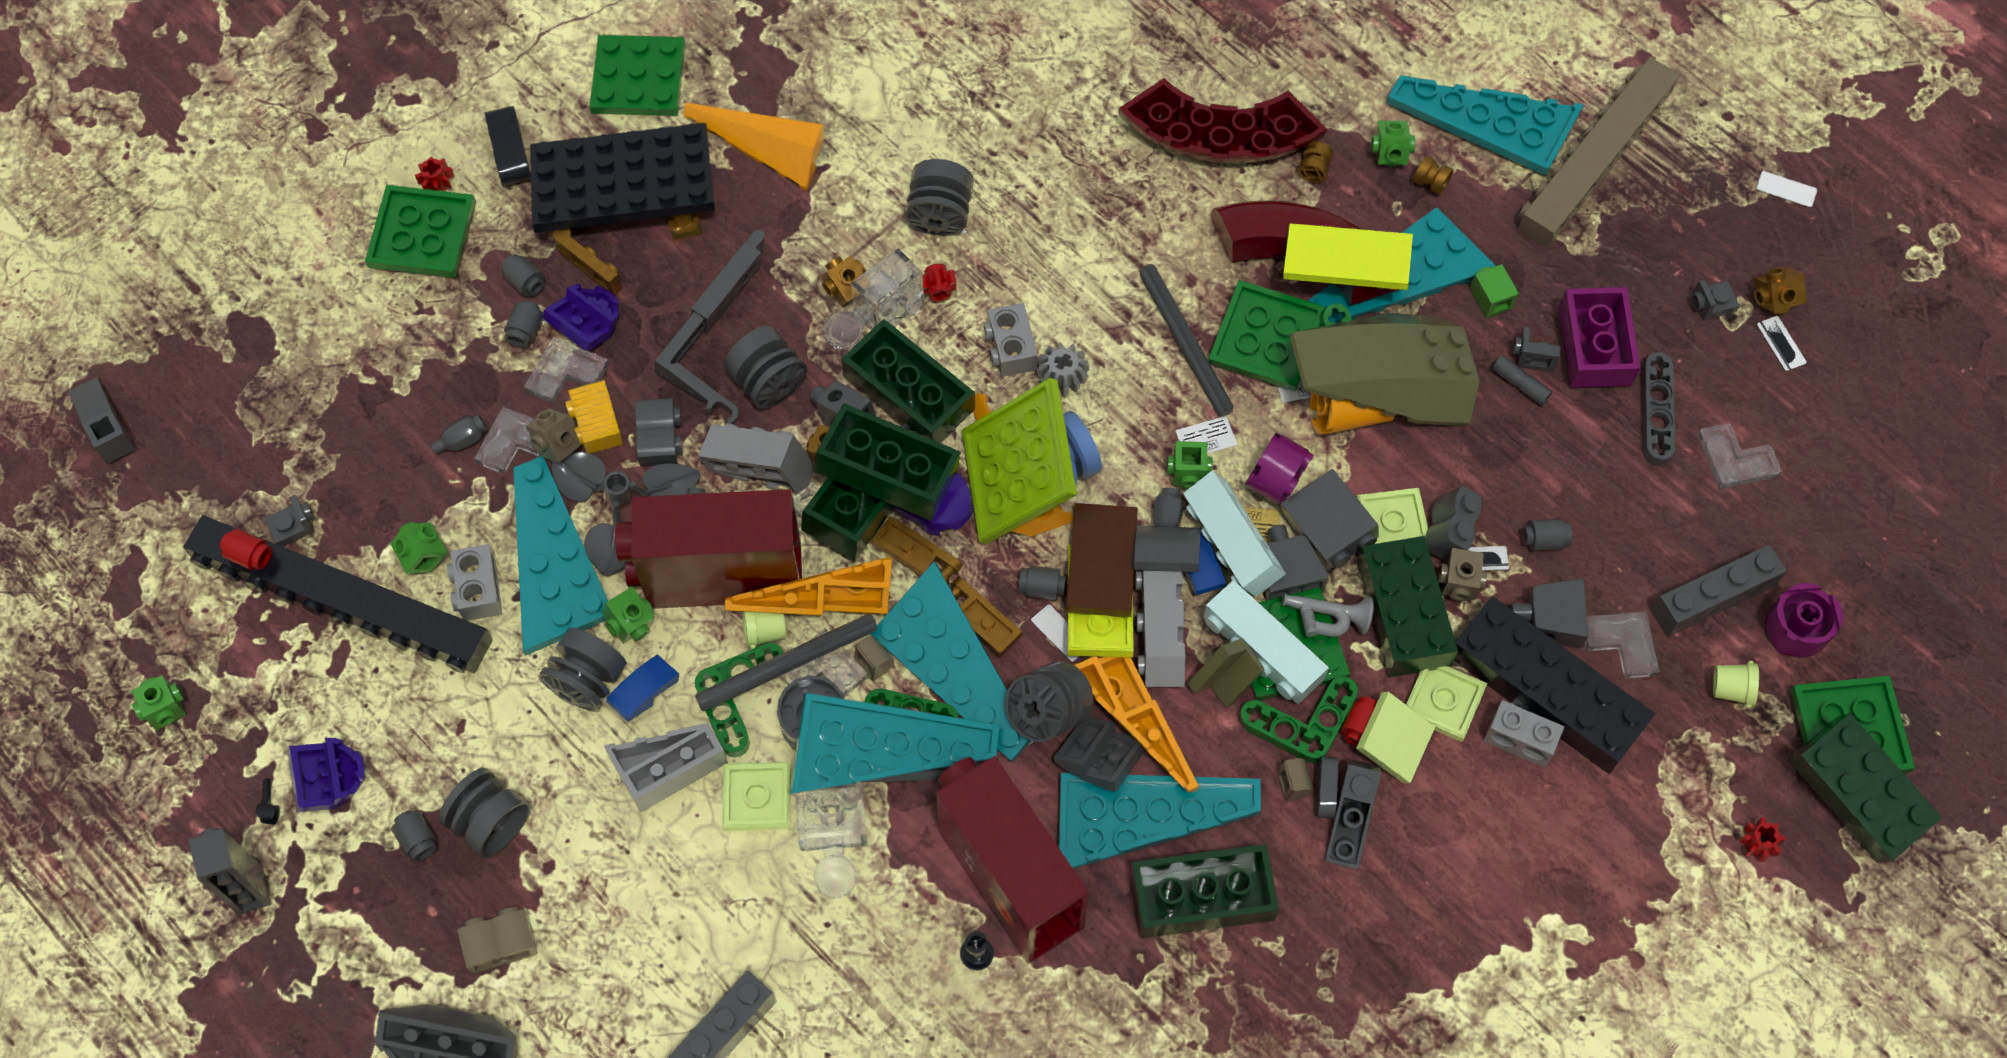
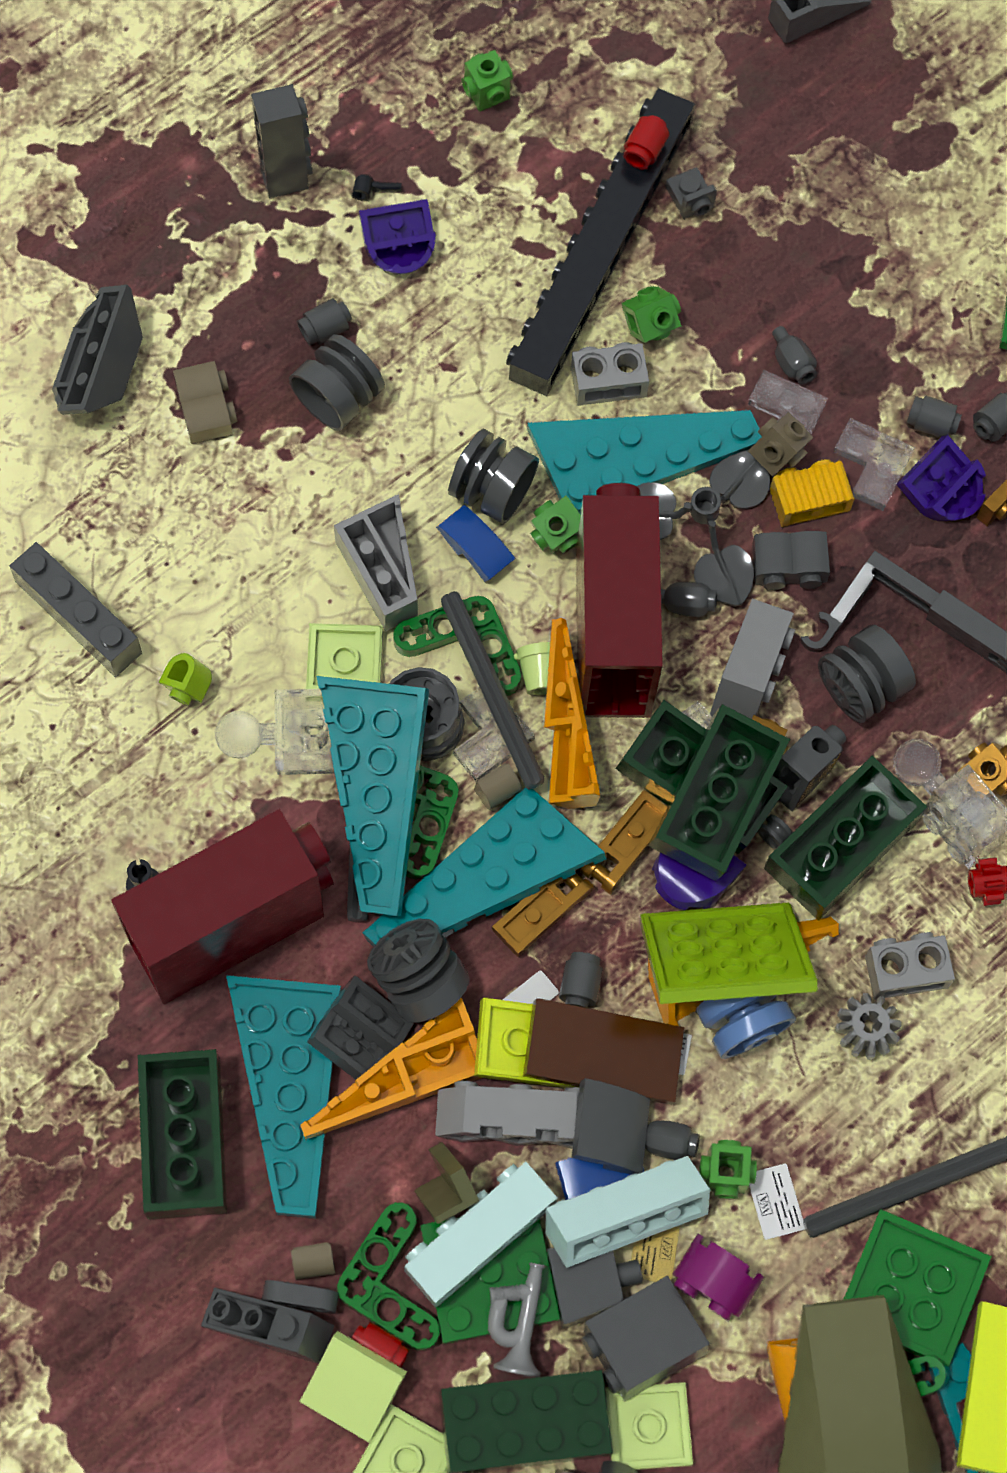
camera: 90 degrees right, 5 degrees up
(782, 928) = (186, 678): none -> lime plate

